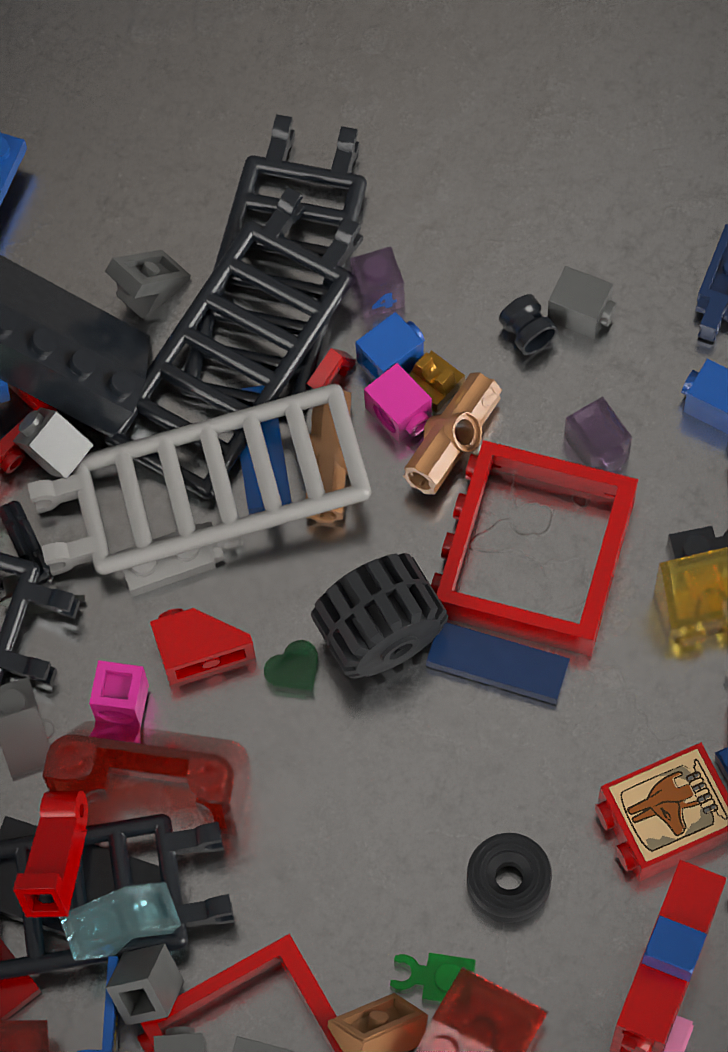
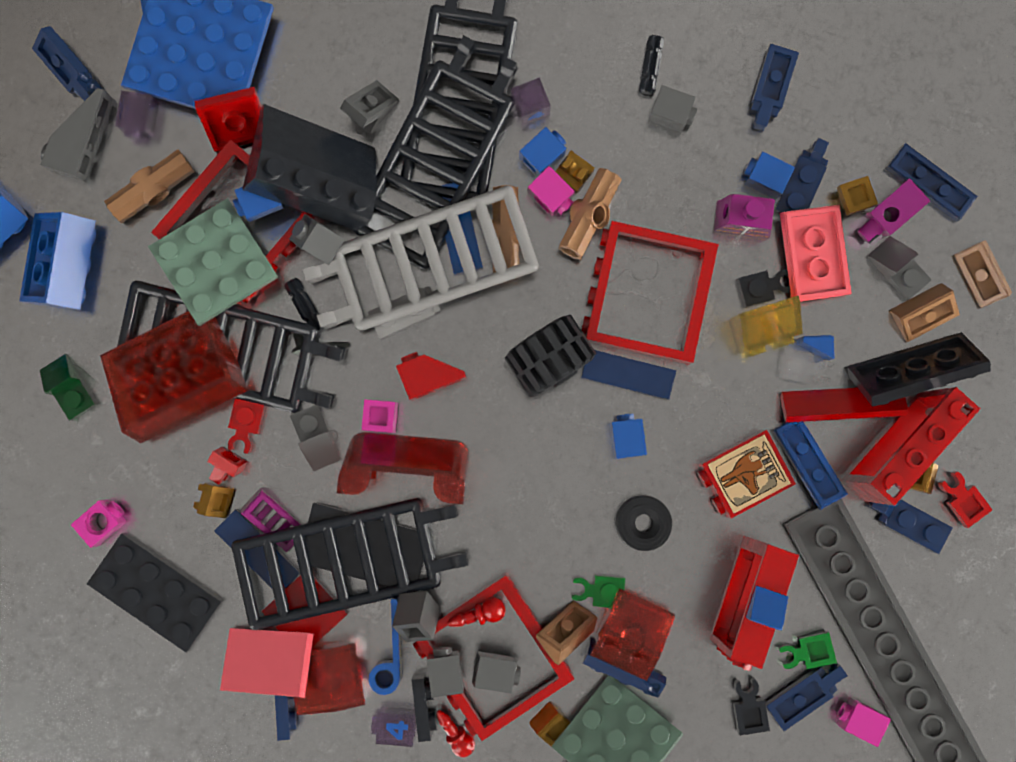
camera: 10 degrees left, 20 degrees up
(54, 854) = (349, 539): red leg -> none
(115, 919) = (396, 579): clear light blue slope -> none
(260, 979) = (491, 611): none -> red bar
(294, 670) = (493, 387): clear green tile -> none
(334, 363) = (507, 163): red tile -> none
(491, 749) = (628, 437): none -> blue brick
(528, 324) = (636, 127): black wheel -> none
(555, 246) = (651, 64): none -> black axle
(598, 436) = (689, 210): clear purple brick -> none
(682, 446) = (745, 215): none -> magenta torso

